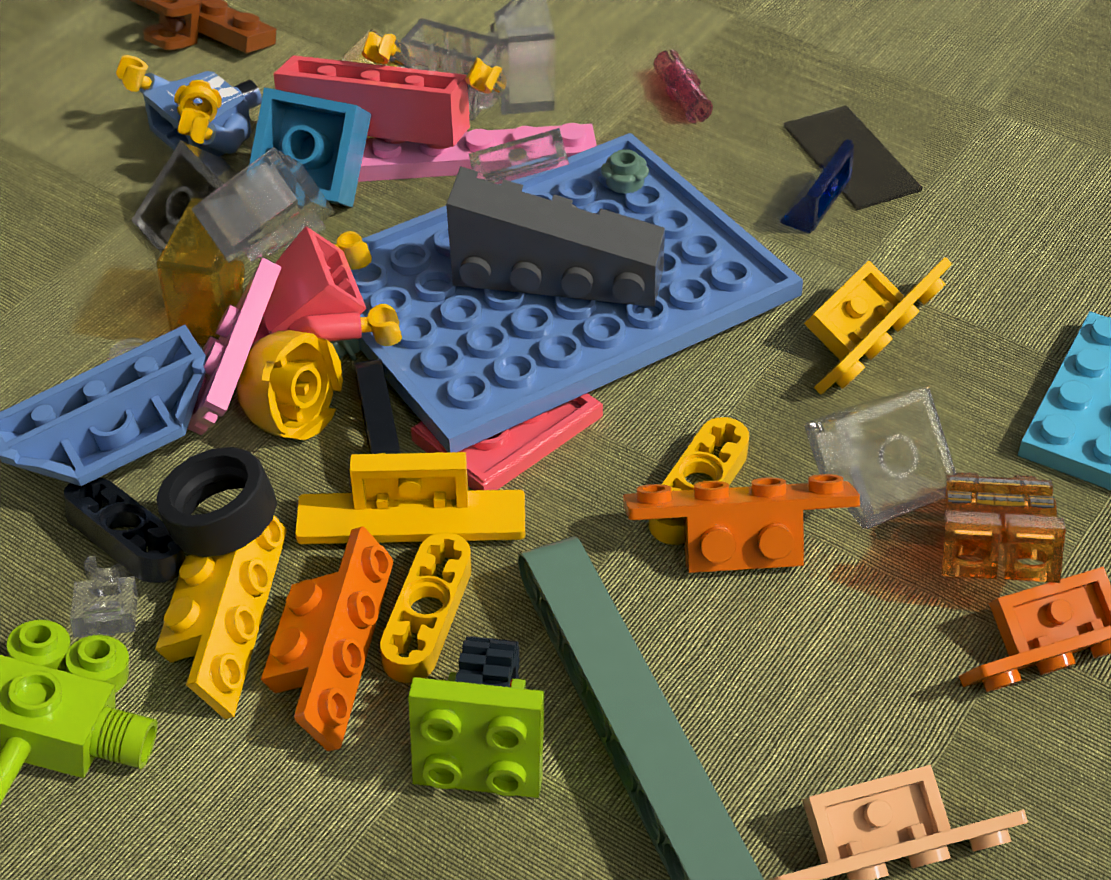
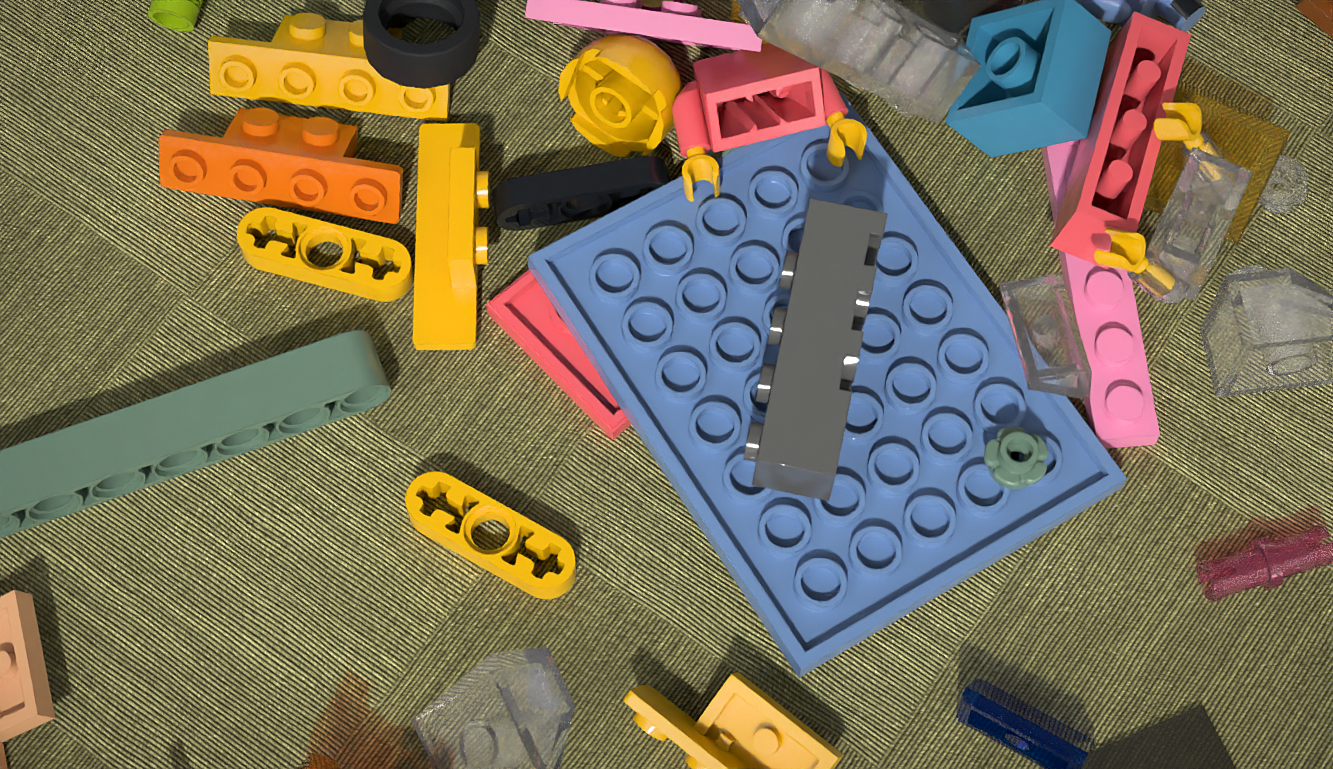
camera: 90 degrees right, 20 degrees up
(479, 724) = (143, 289): lime plate -> none
(742, 524) = (405, 564): orange bracket -> none

